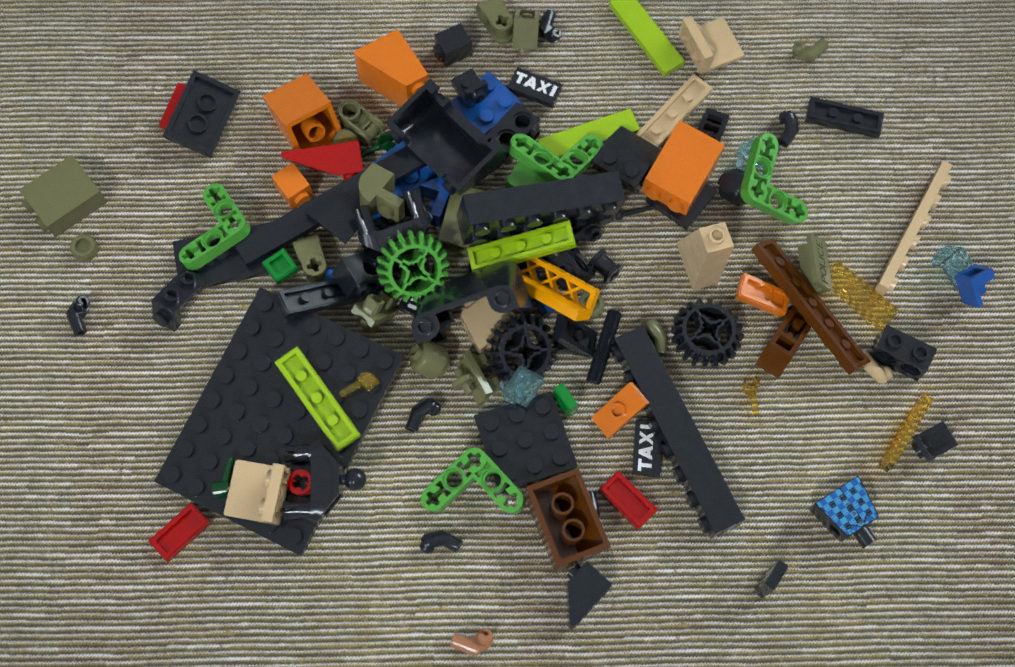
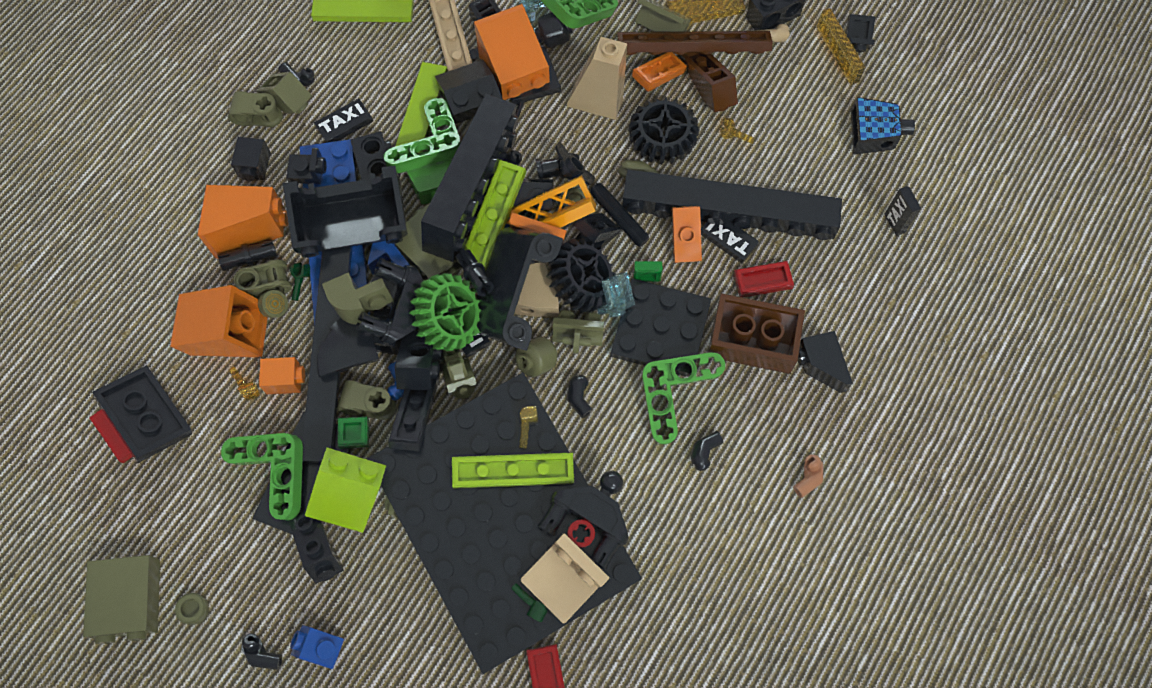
camera: 55 degrees left, 0 degrees up
(105, 350) = (316, 646): none -> blue bracket
(225, 288) = (345, 490): none -> lime brick
(267, 169) = (248, 390): none -> clear yellow hand
(335, 159) = (285, 323): red slope -> none
(373, 97) = (247, 255): none -> black pin
(459, 264) = (474, 272): none -> black axle
(528, 285) = (530, 224): none -> orange tile
(616, 281) = (571, 166): none -> black plate

